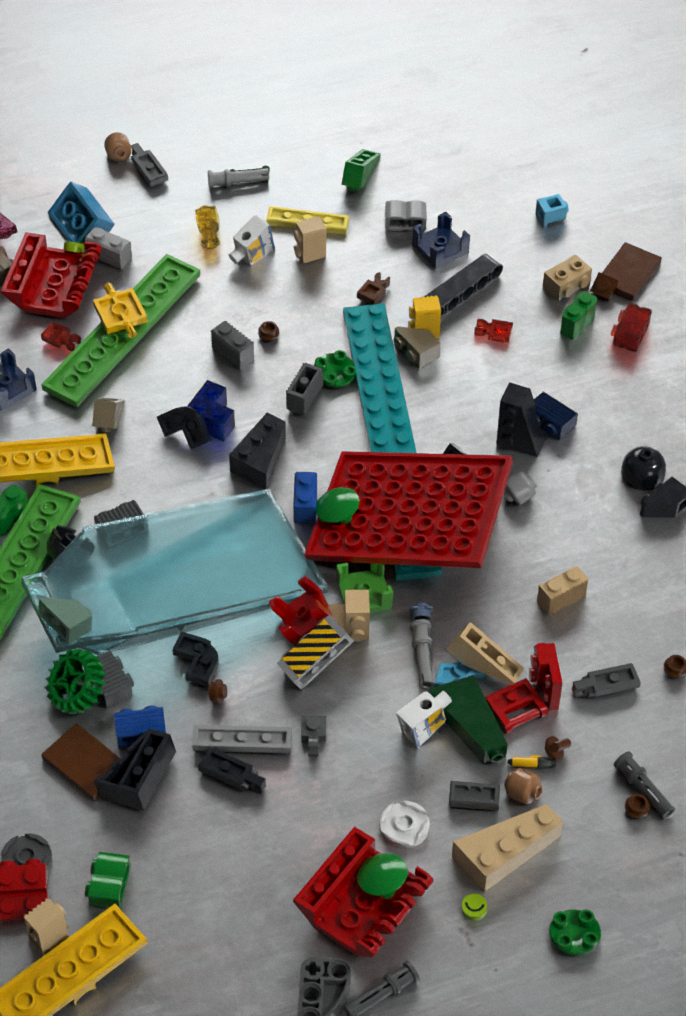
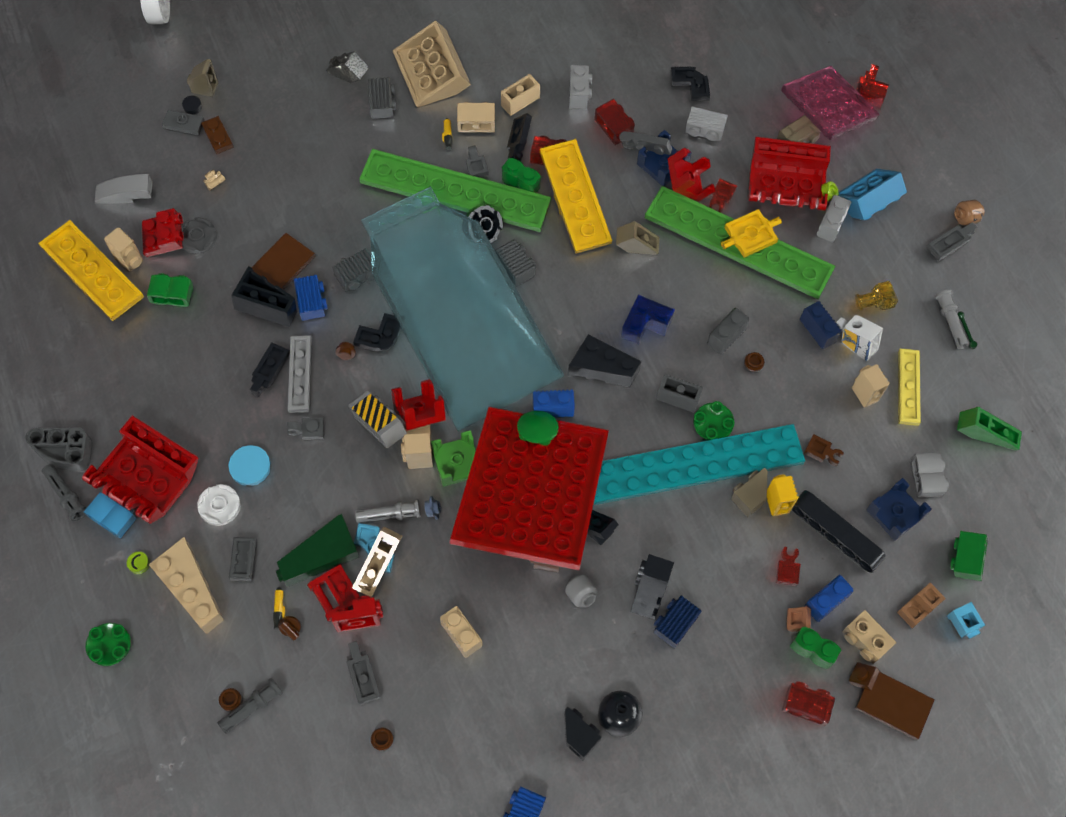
camera: 85 degrees right, 15 degrees up
(37, 359) = (686, 176): none -> red panel
(66, 617) = (383, 220): sand green slope -> none
(70, 678) = (344, 243): green gear -> none
(189, 421) = (629, 293): black plate -> none
(234, 272) = (820, 325): none -> dark blue brick
(356, 792) = (249, 465): none -> medium azure tile
(382, 875) = (156, 483): green dish -> none
(415, 934) = (110, 515): none -> dark azure brick
(423, 716) = (313, 512): white torso -> none
(490, 196) = (970, 555): none -> green brick
(523, 786) = (248, 598): medium nougat head -> none
(529, 300) = (829, 598): none -> blue brick
(533, 240) = (921, 605): none -> medium nougat slope
(549, 325) = (798, 618): none -> nougat plate

